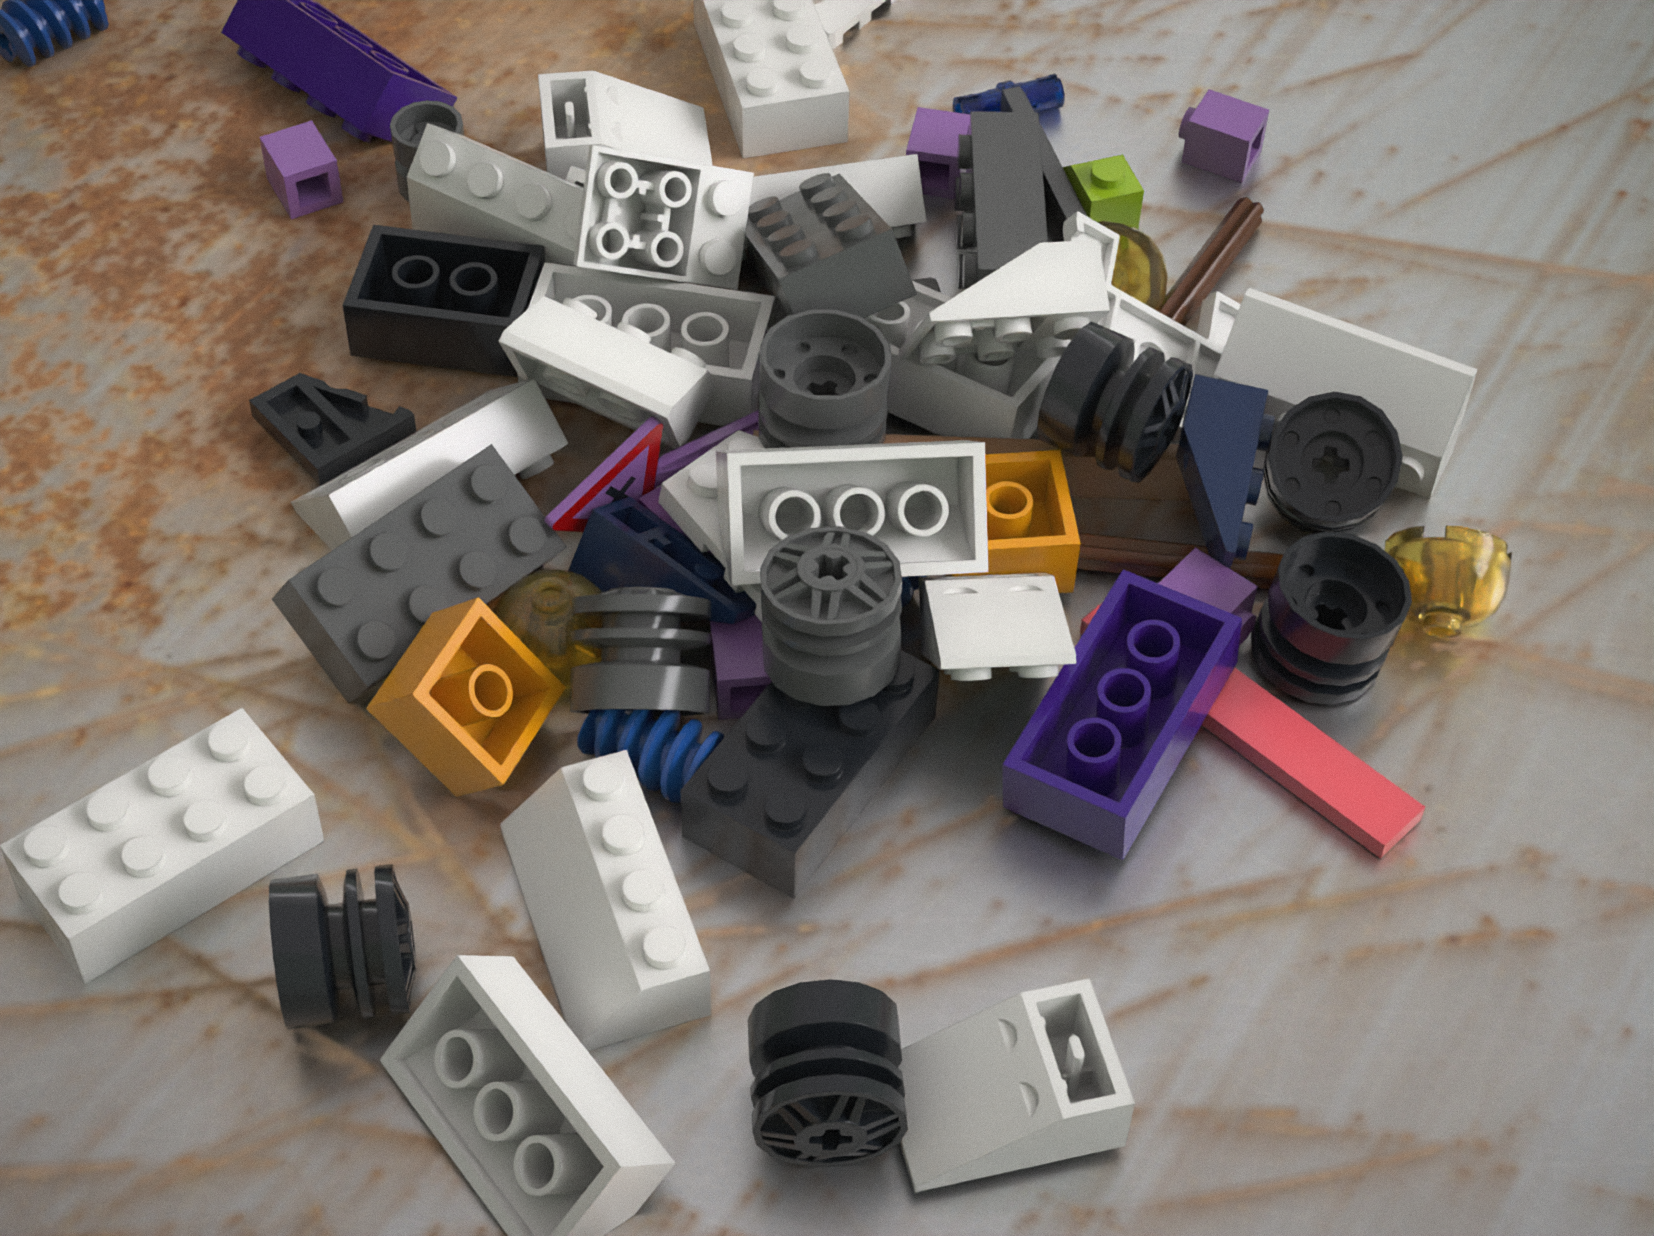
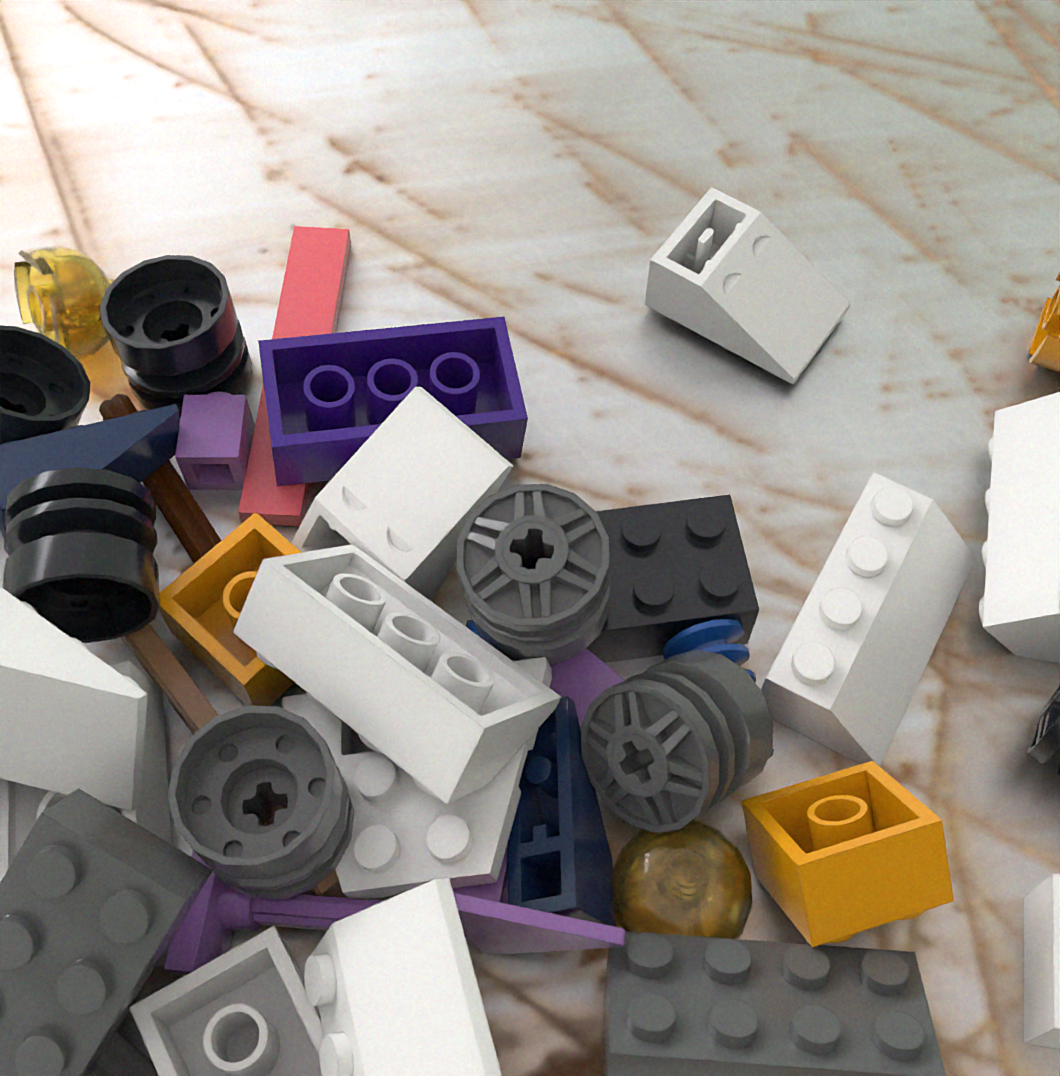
camera: 130 degrees left, 10 degrees up
(826, 1073) = (860, 360): black wheel -> none

